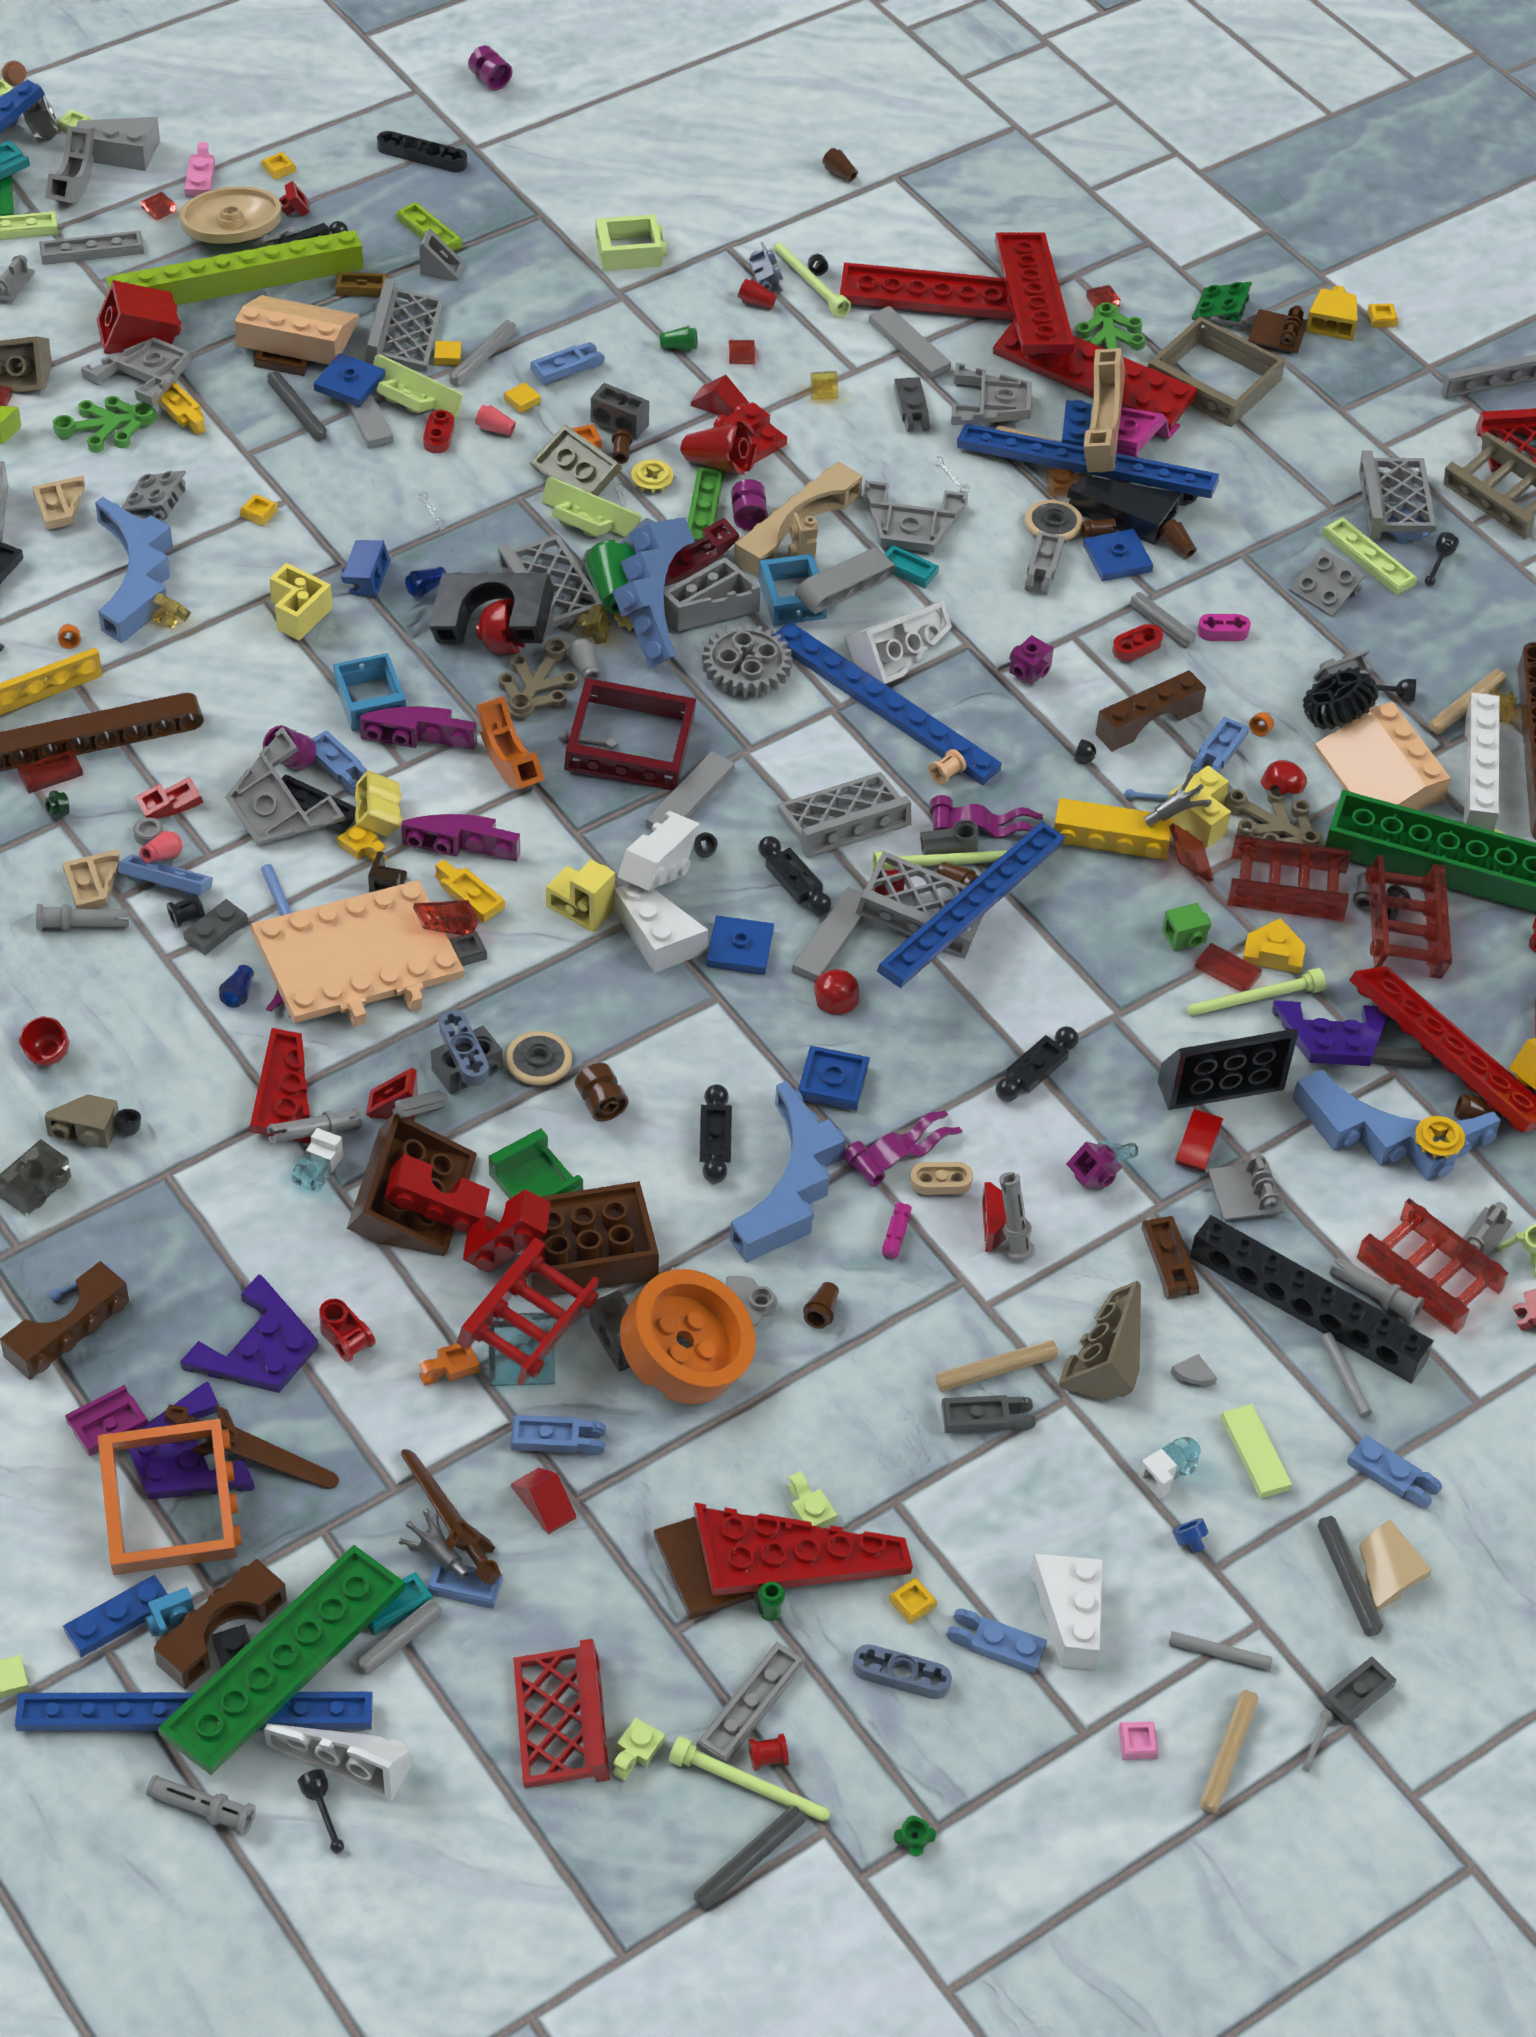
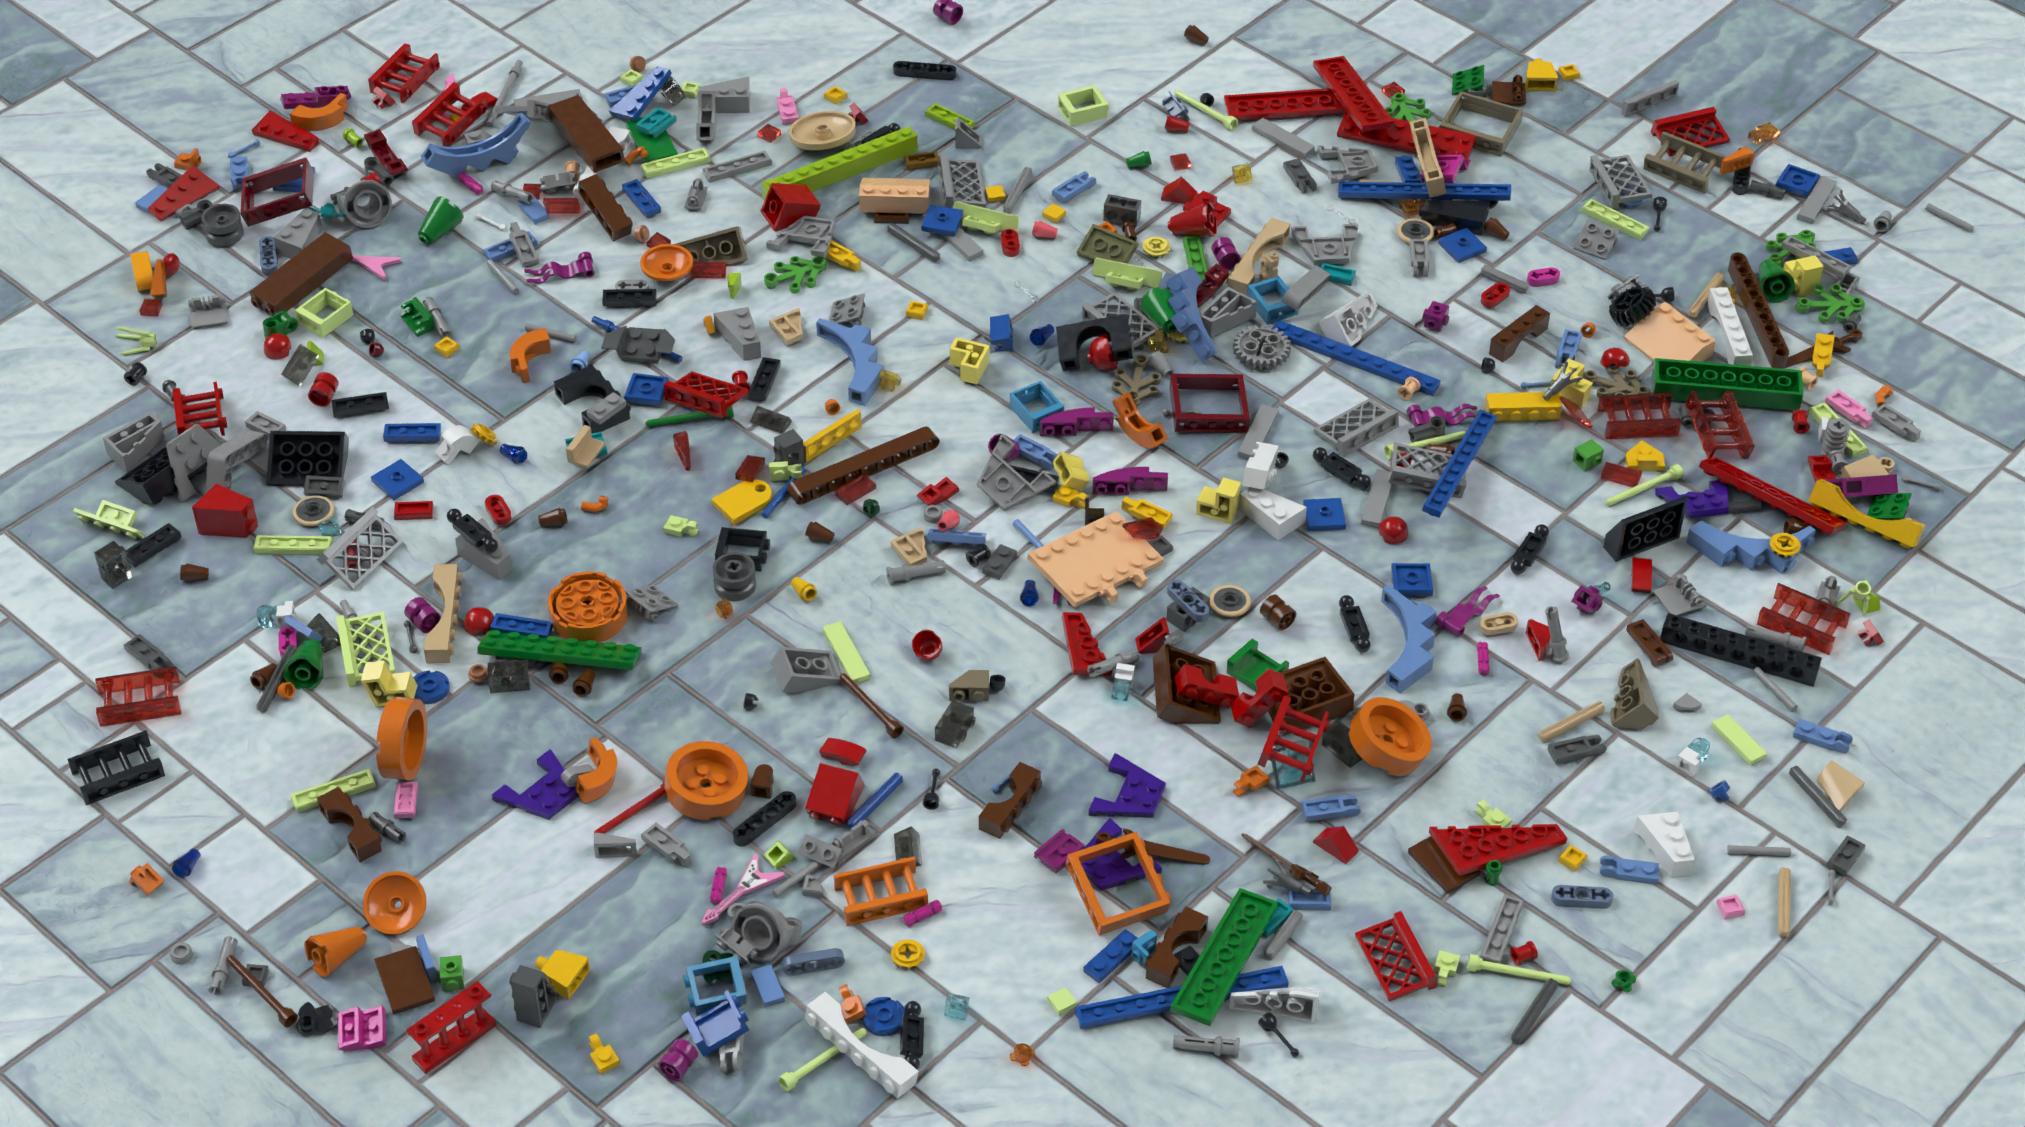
camera: 10 degrees left, 5 degrees down
(348, 1333) = (1178, 773): red piece -> none

